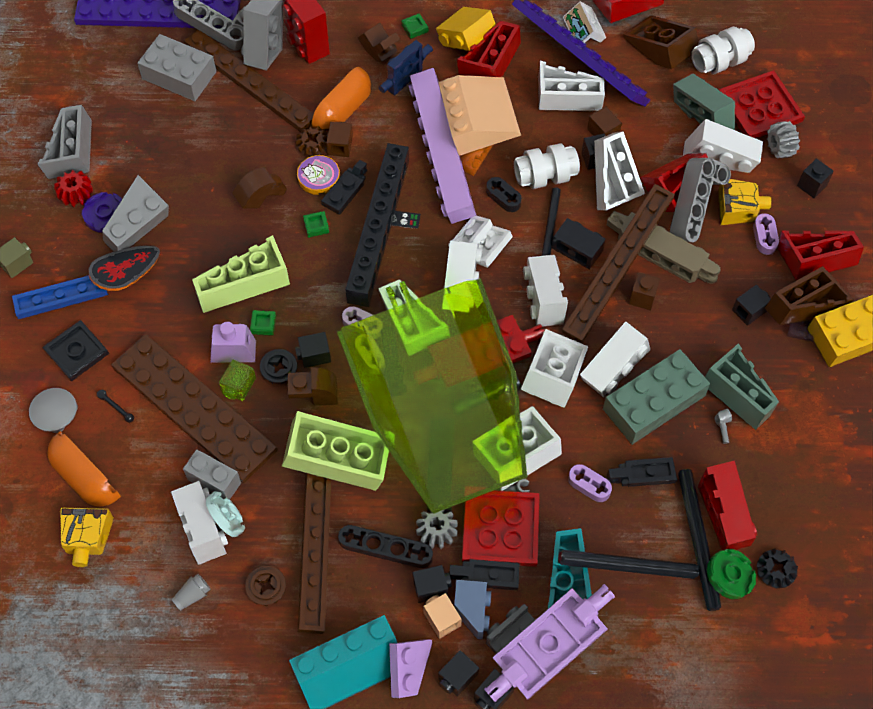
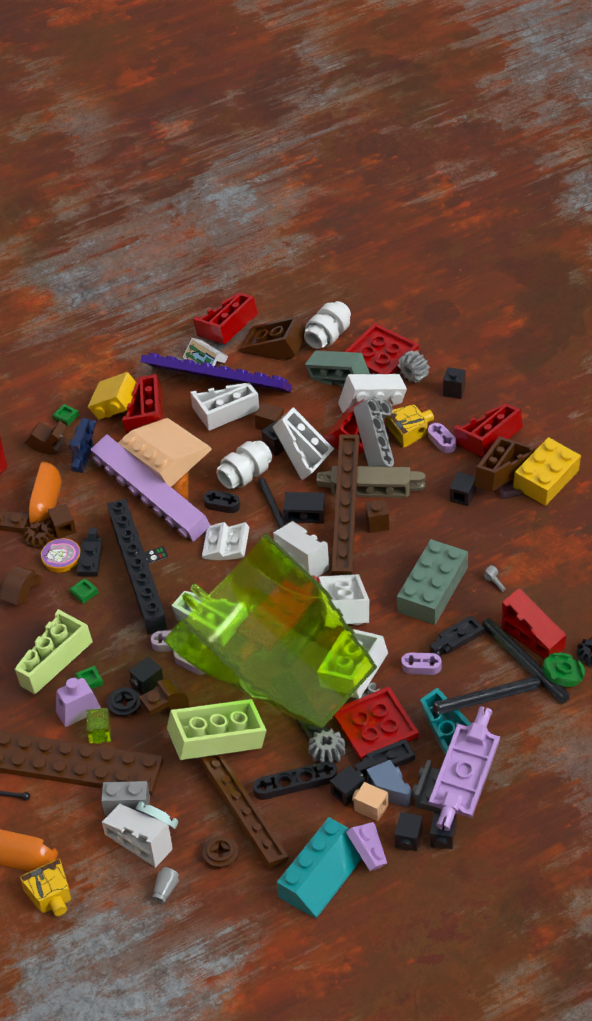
camera: 25 degrees left, 15 degrees down
(462, 262) = (224, 555): white wedge -> none
(616, 359) = (387, 570): white wedge -> none
(741, 389) = (492, 546): sand green wedge -> none

